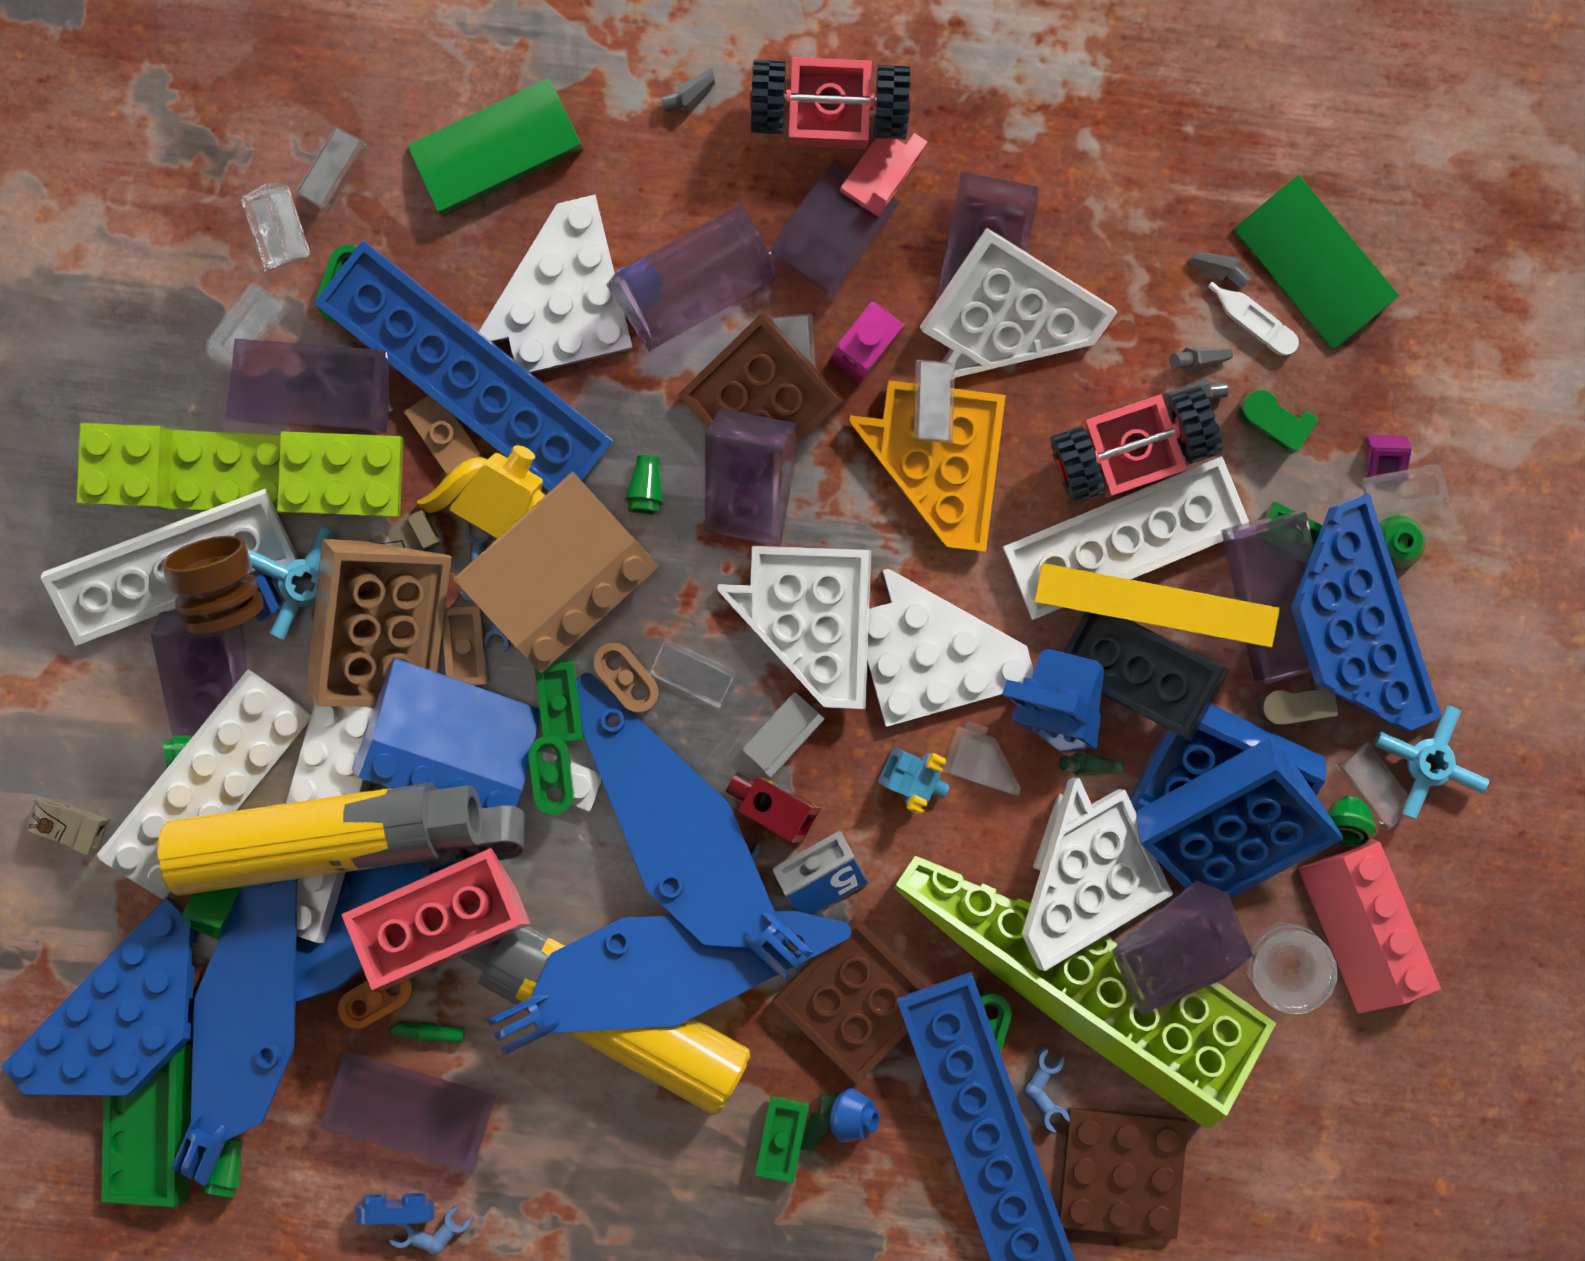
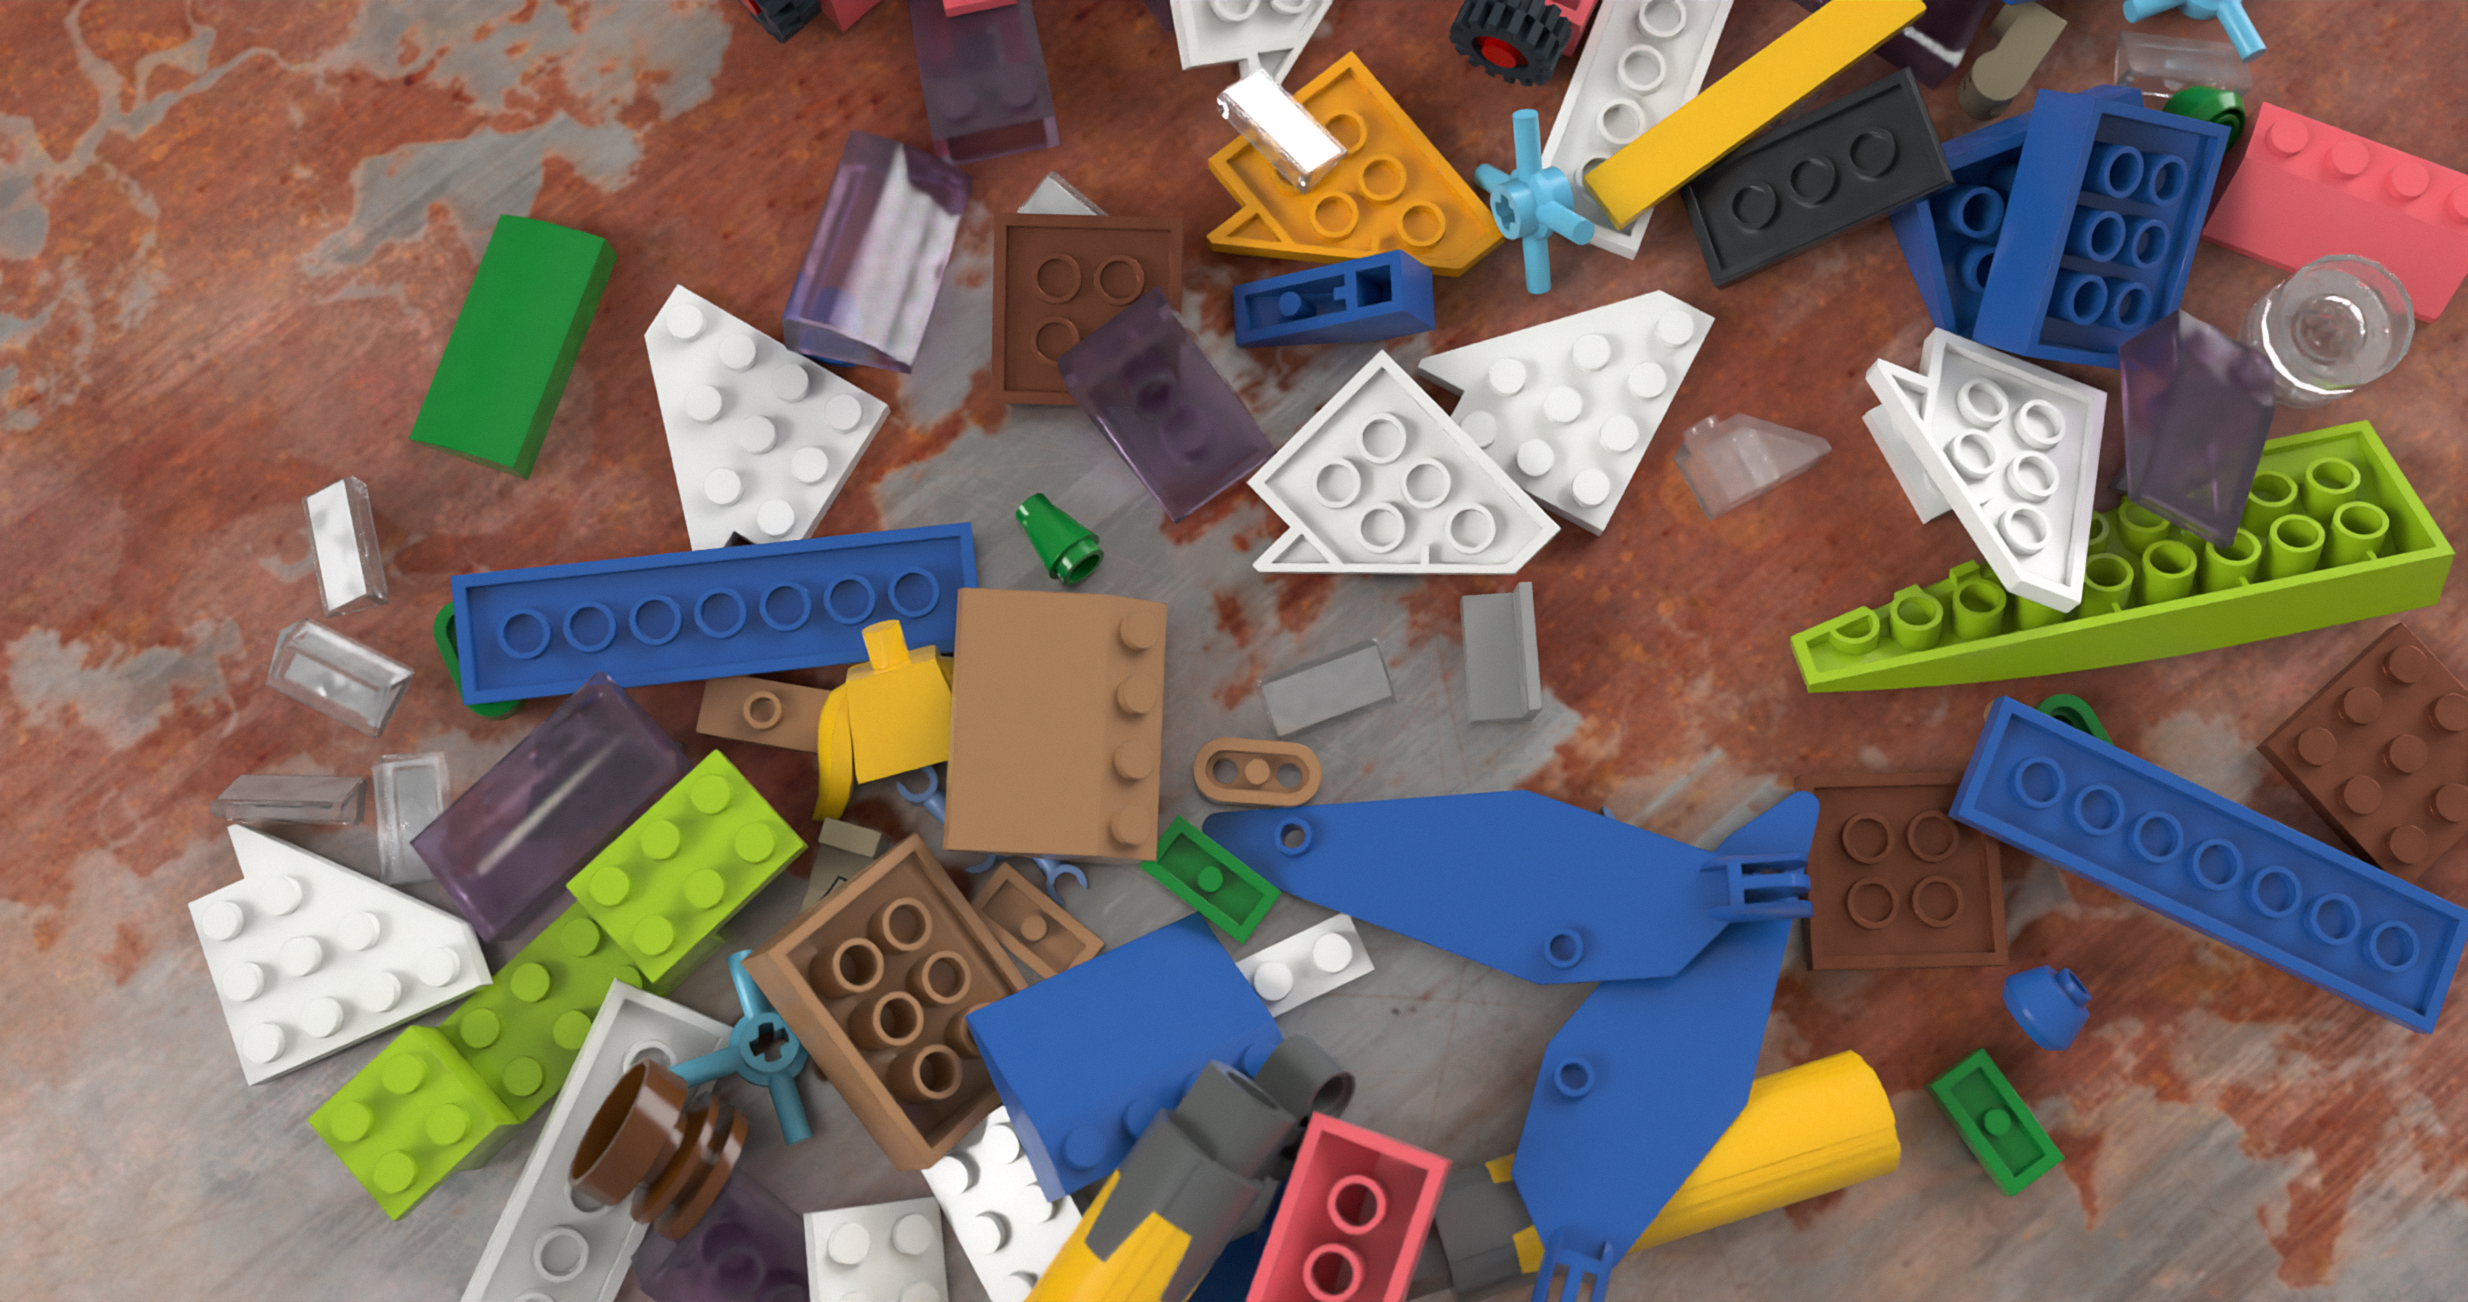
camera: 45 degrees left, 10 degrees down
(153, 349) = (324, 955): none -> white wing
(204, 264) = (292, 799): none -> slope
(271, 598) = (757, 1107): blue slope -> none
(551, 774) = (1289, 966): green plate -> none
(689, 92) = (675, 81): dark grey bar -> none
(789, 813) = (1602, 724): dark red torso -> none
(818, 1123) = (2012, 1054): clear green bar -> none
(820, 875) = (1708, 769): panel -> none
(866, 342) = (1140, 135): dark pink torso -> none
(875, 505) = (1337, 303): none -> blue slope
(914, 777) = (1693, 552): dark azure piece -> none
(1004, 552) = (1532, 202): none -> medium azure bar
(1035, 1088) = (2199, 763): medium blue arm -> none
(1060, 700) = (1766, 302): blue piece -> none
(1089, 764) = (1862, 350): clear green bar -> none

